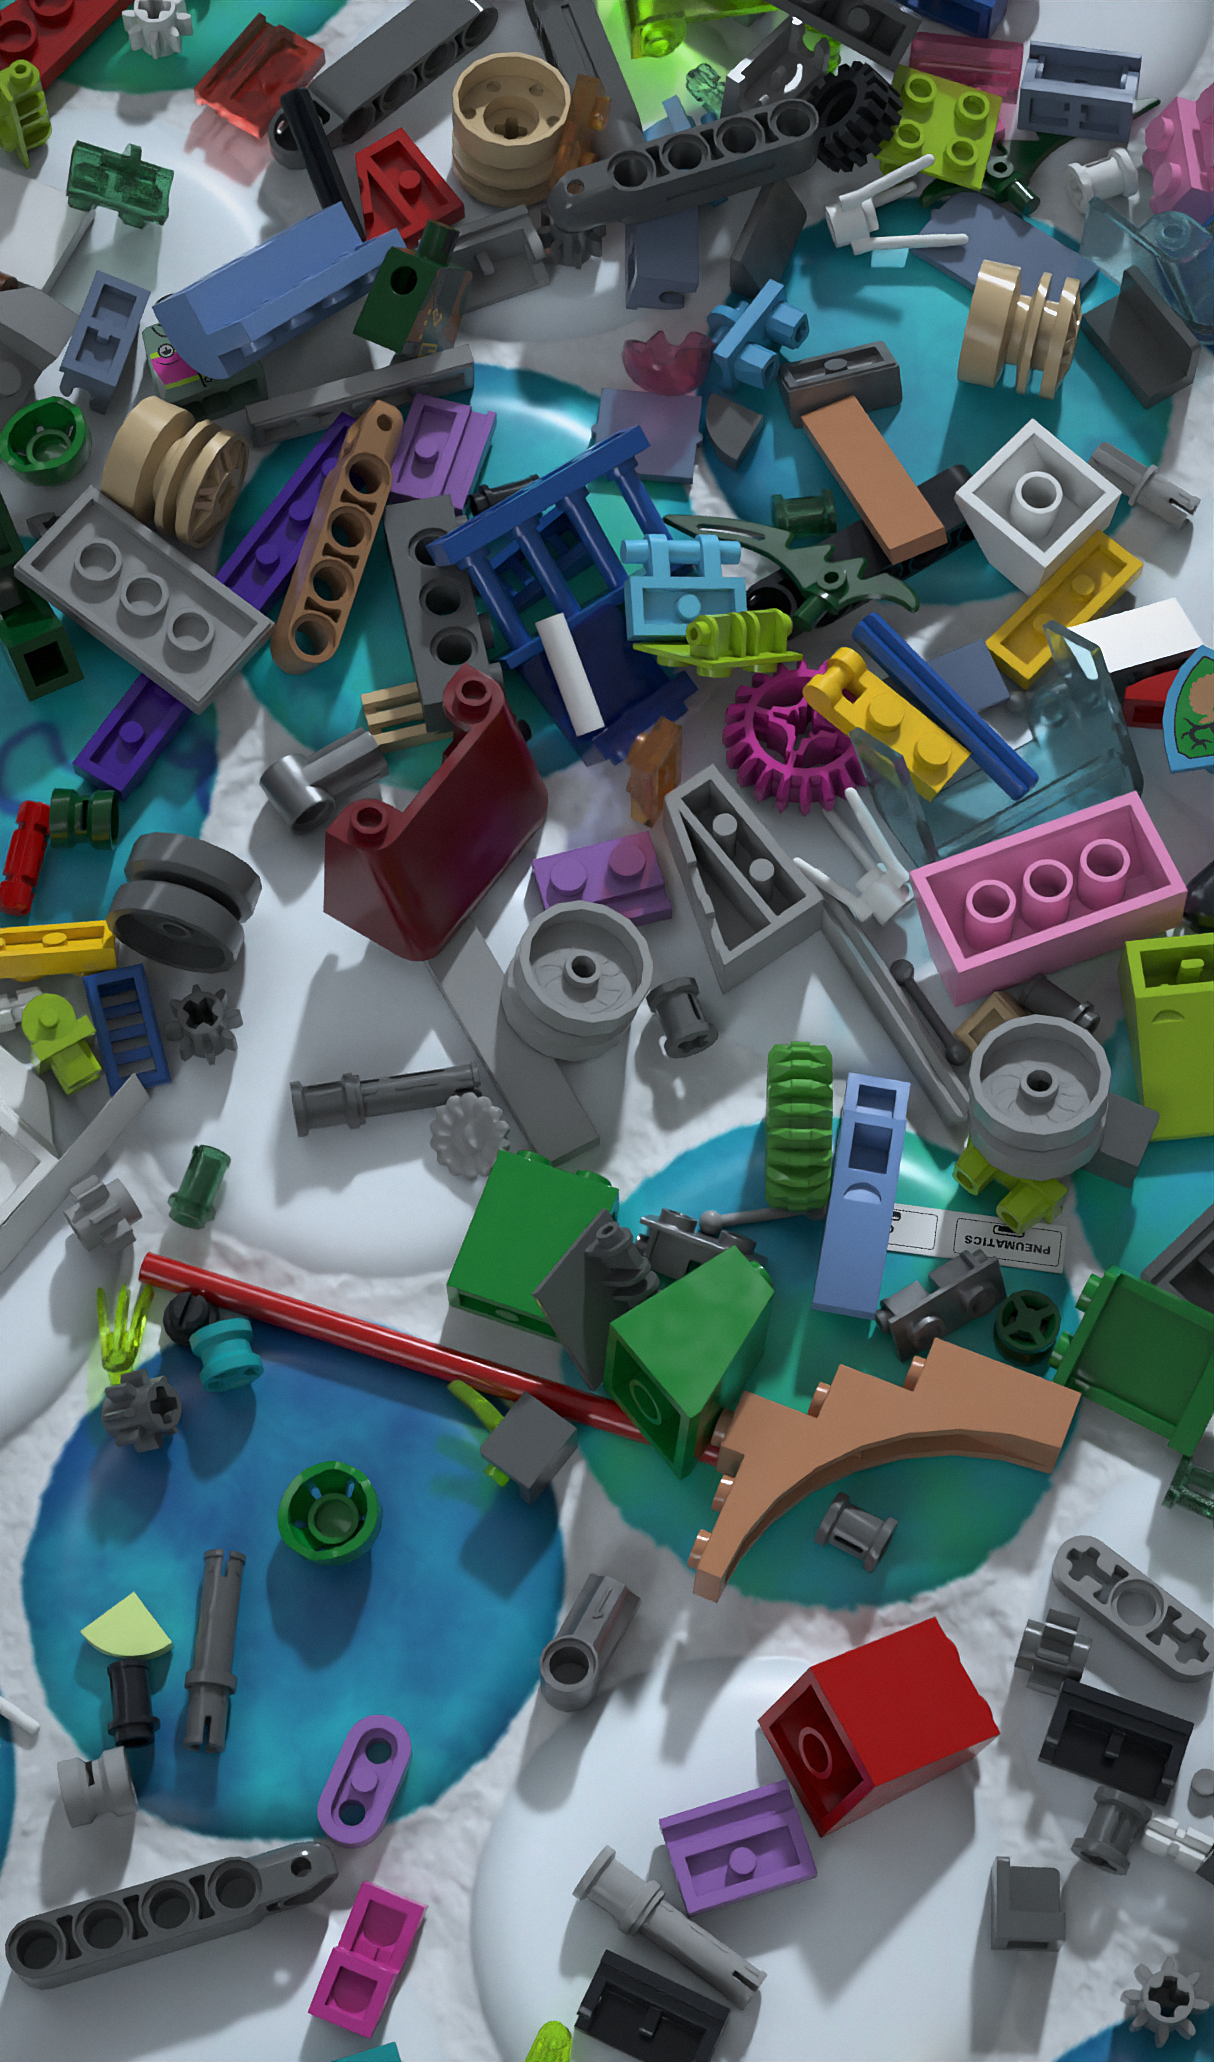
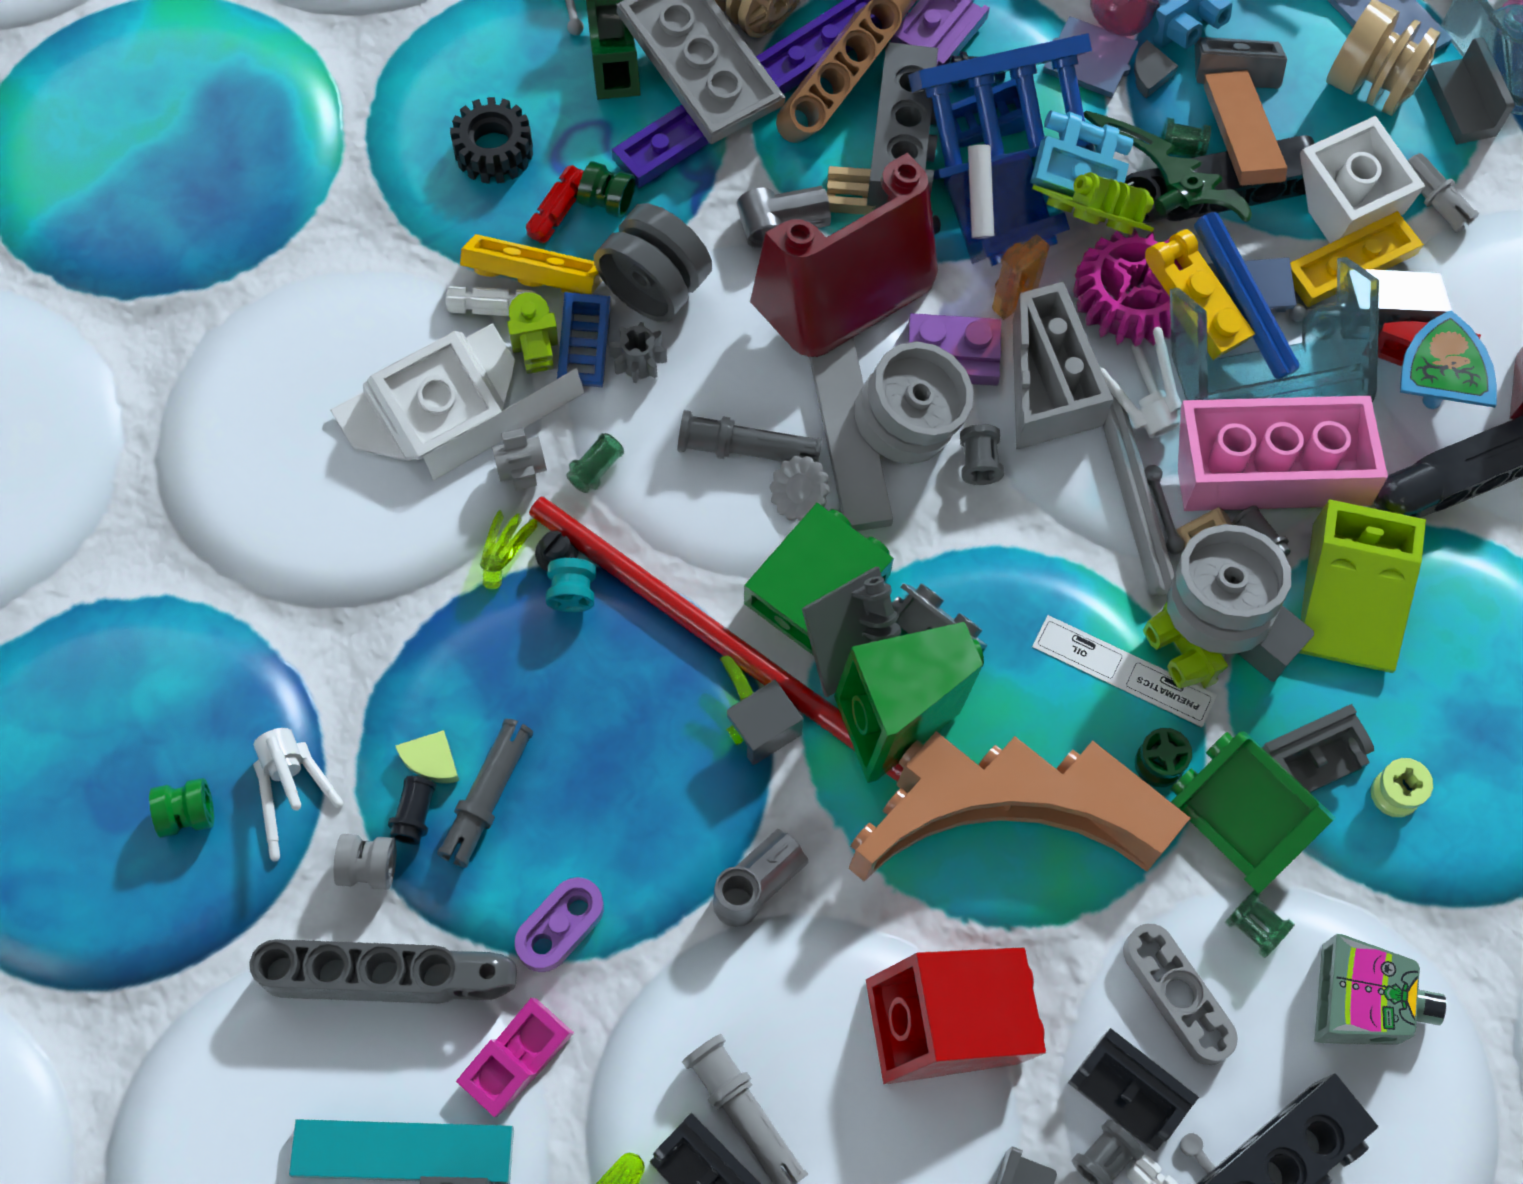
camera: 15 degrees right, 0 degrees up
(141, 1410) = (495, 603): dark grey gear -> none
(334, 1518) = (607, 731): green helmet -> none
(712, 1222) = (1033, 619): light grey hinge -> none
(737, 1848) = (817, 1070): medium lavender plate -> none
(798, 1126) = (1040, 555): bright green gear -> none
(856, 1531) = (986, 864): dark grey bush -> none
(861, 1196) = (1070, 622): medium blue slope -> none
(965, 1291) = (1124, 715): flat silver hinge -> none
(1052, 1652) = (1106, 1005): dark grey gear -> none

